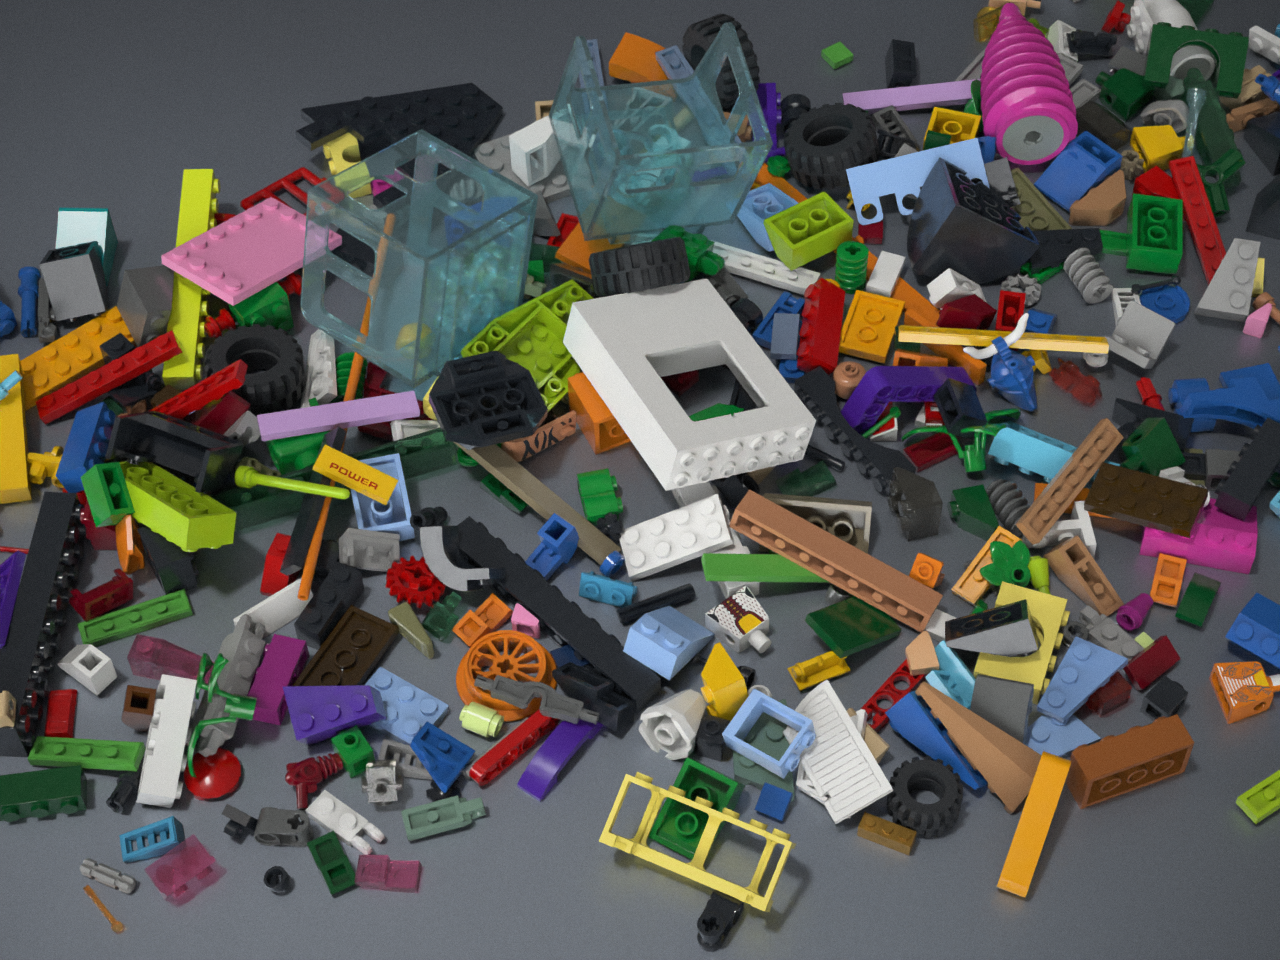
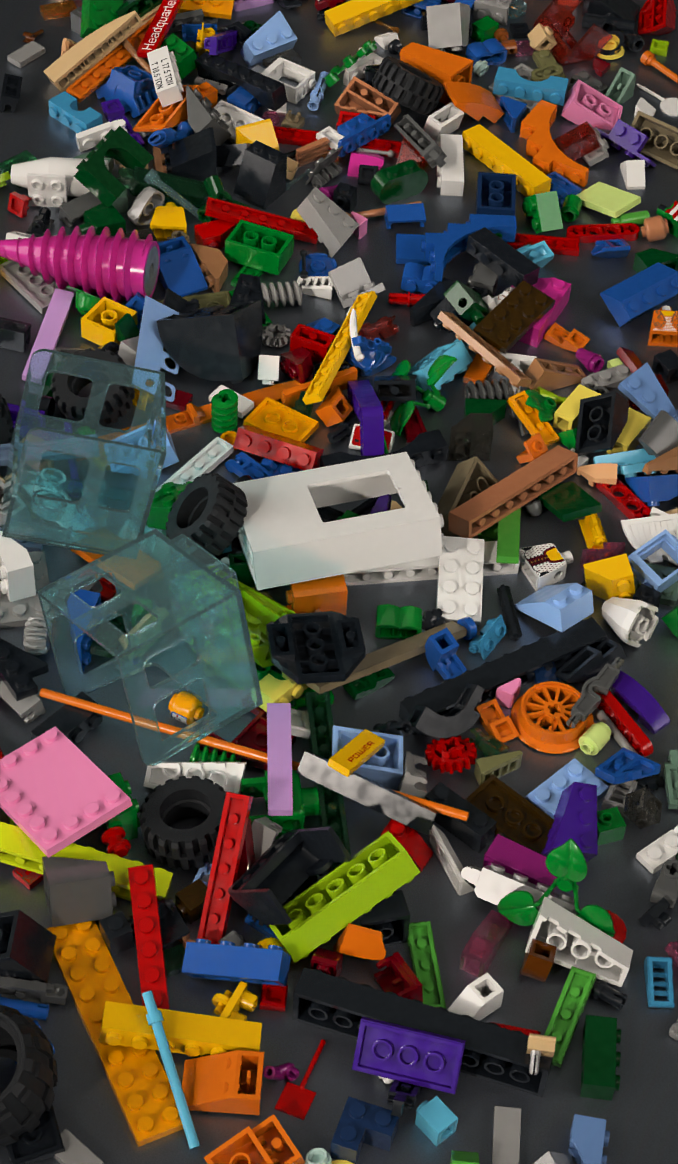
camera: 80 degrees left, 5 degrees down
(107, 494) = (323, 935): green brick -> none
(248, 477) = (359, 790): lime piece -> none
(308, 773) = (620, 858): dark red piece -> none
(780, 683) = (608, 550): none -> clear pink slope
(785, 336) = (275, 466): sand blue tile -> none
(808, 230) = (186, 424): lime slope -> none
(847, 377) = (335, 442): nougat head -> none
(1198, 599) = (588, 326): dark green slope -> none

